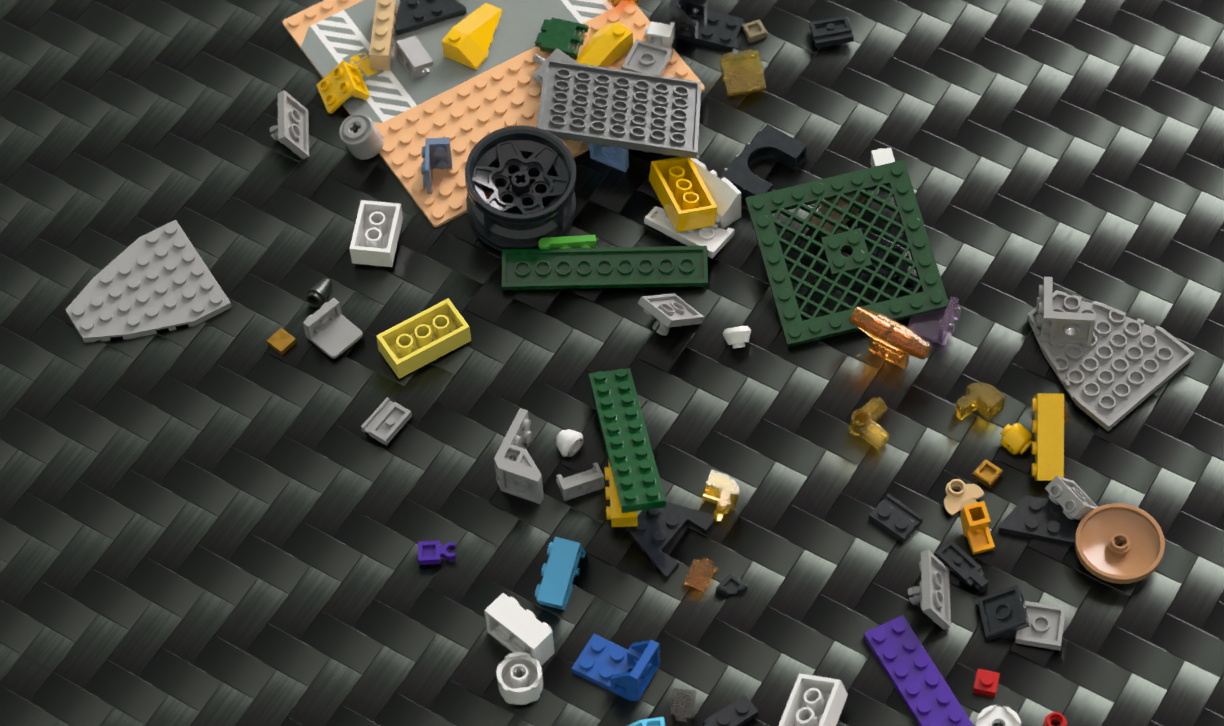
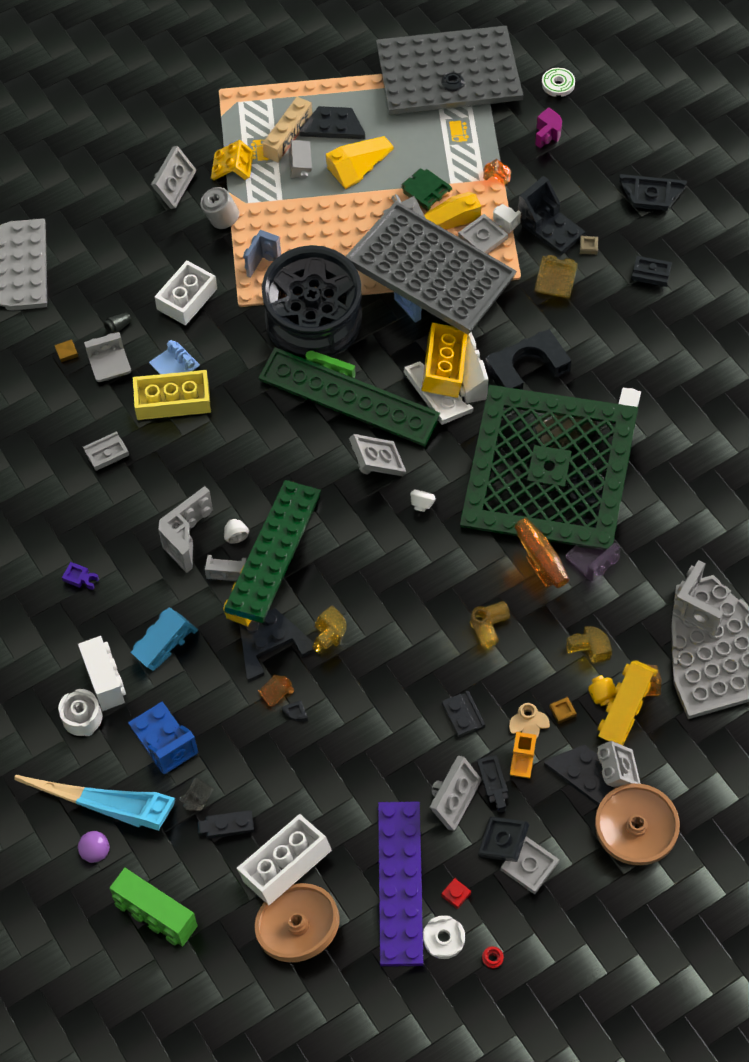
camera: 25 degrees right, 5 degrees up
(402, 305) = (174, 360): none -> light blue hinge

